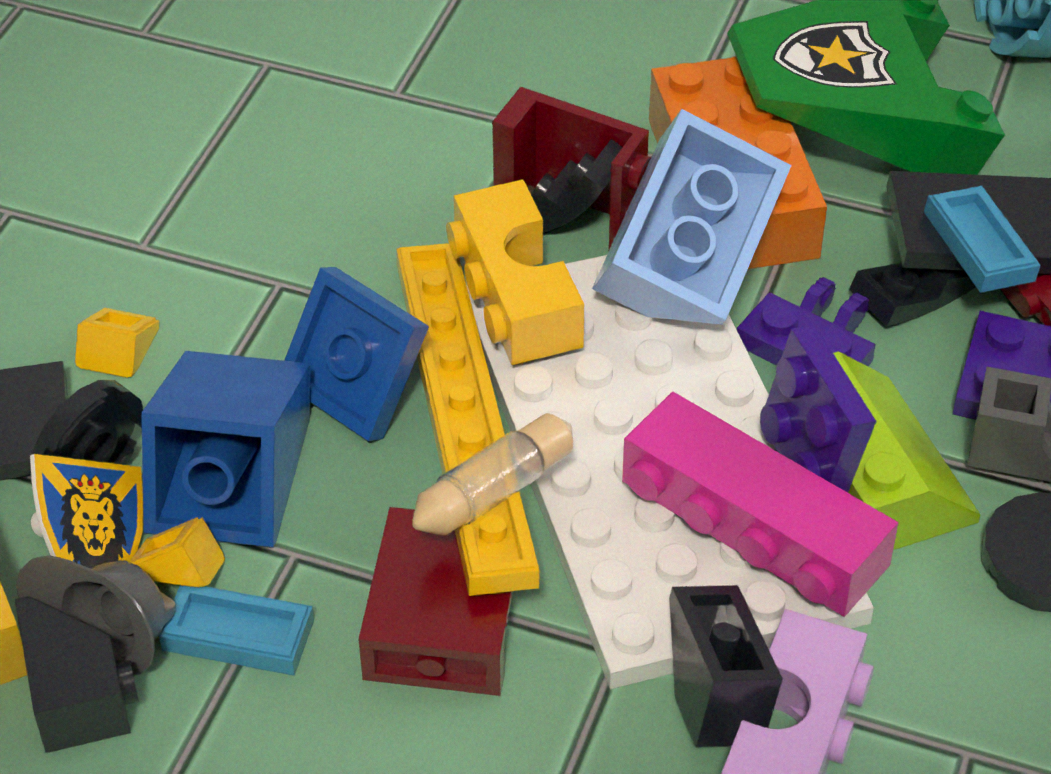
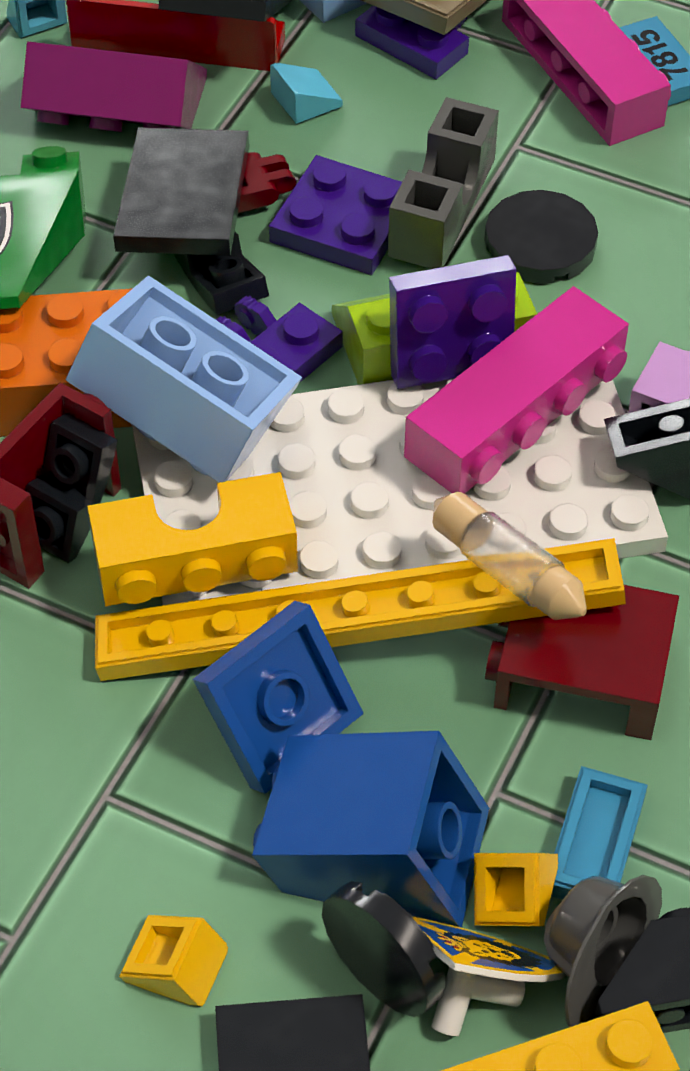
camera: 85 degrees left, 5 degrees up
(981, 239) = (225, 185): dark azure tile -> none

